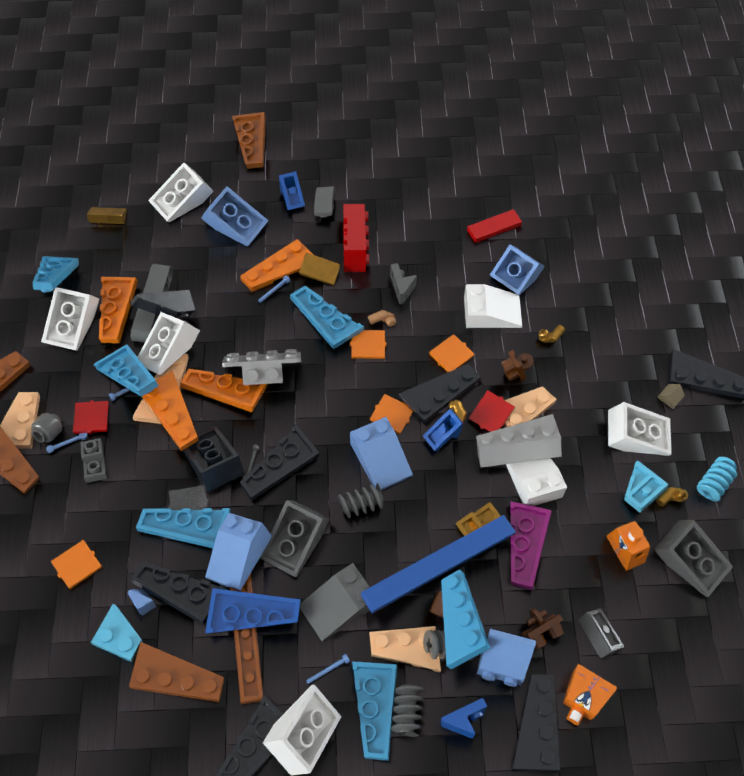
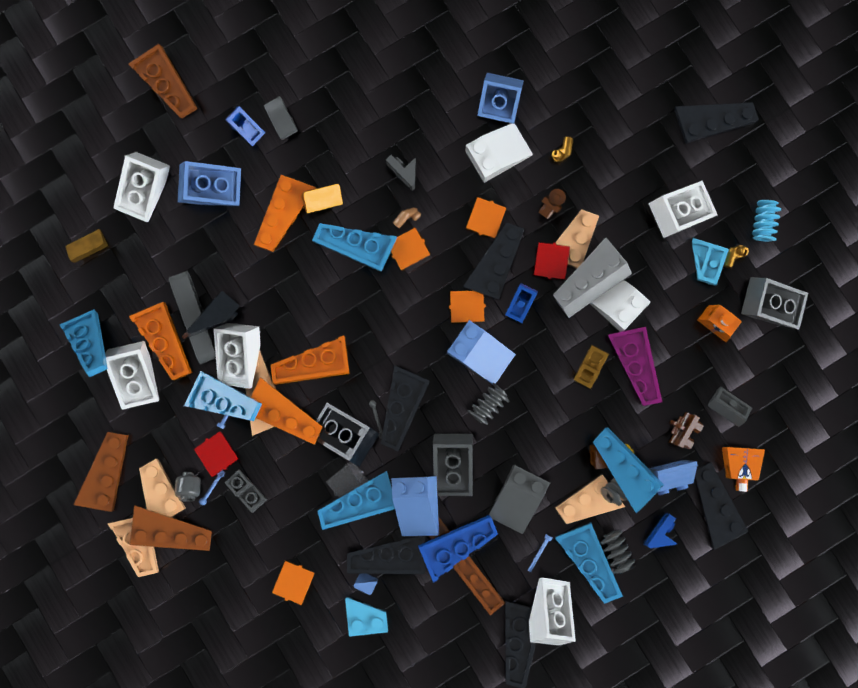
camera: 25 degrees left, 25 degrees up
(170, 675) = (420, 626): dark orange wing -> none
(262, 367) = (332, 326): light grey bracket -> none
(285, 280) = (296, 224): medium blue piece -> none
(355, 237) = (333, 143): red wedge -> none
(437, 564) = (582, 426): blue tile -> none
(459, 409) = (524, 273): pearl gold arm -> none
(494, 226) = (453, 55): red tile -> none
(672, 395) = (693, 155): dark tan slope -> none

